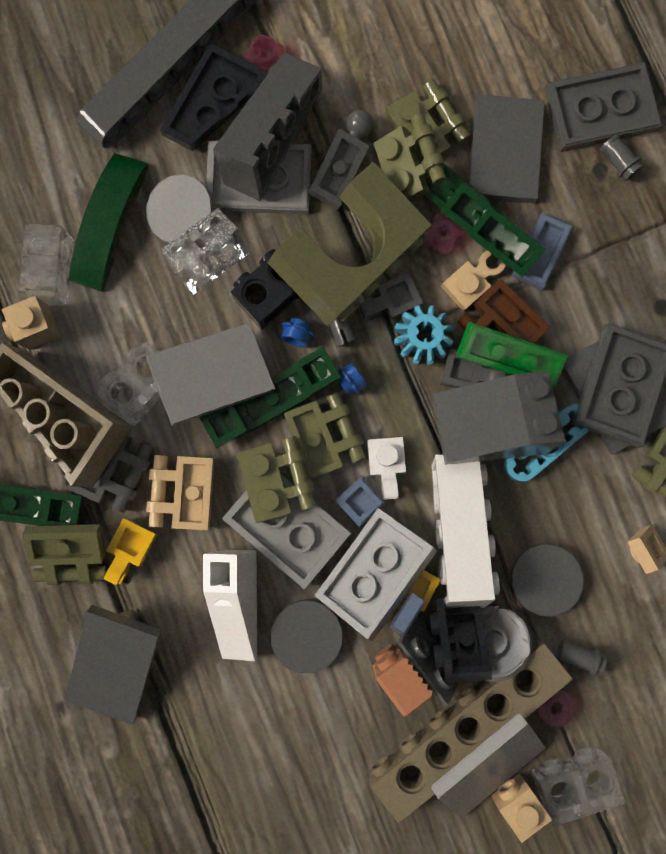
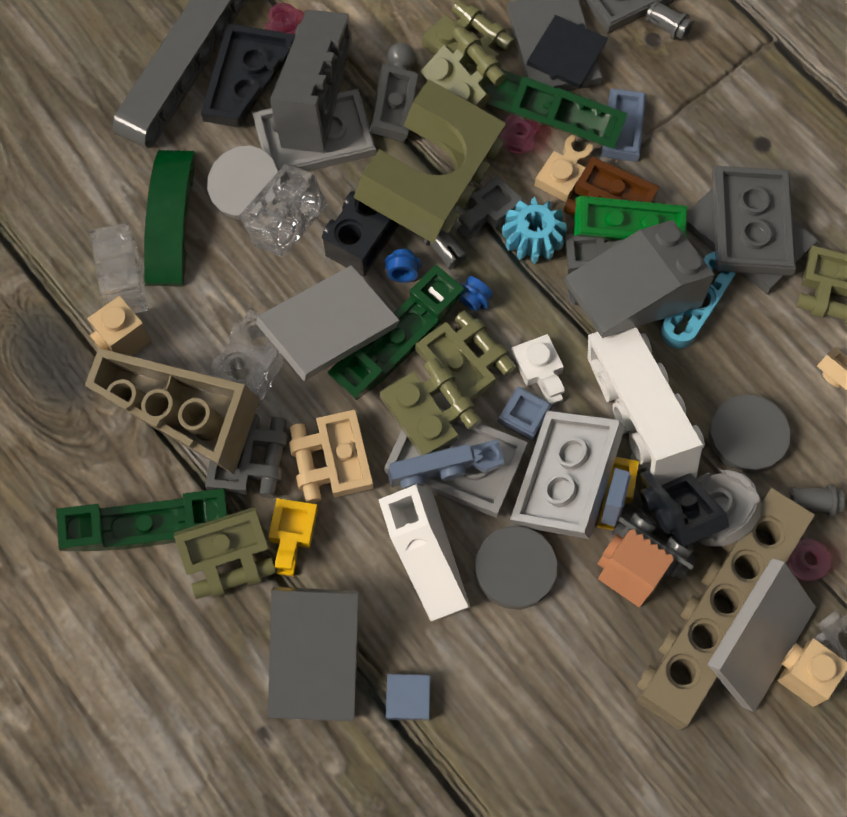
camera: 15 degrees left, 15 degrees down
(183, 717) = (407, 697): none -> sand blue tile
(273, 538) = (446, 463): none -> sand blue hinge
(514, 163) = (567, 51): none -> black piece

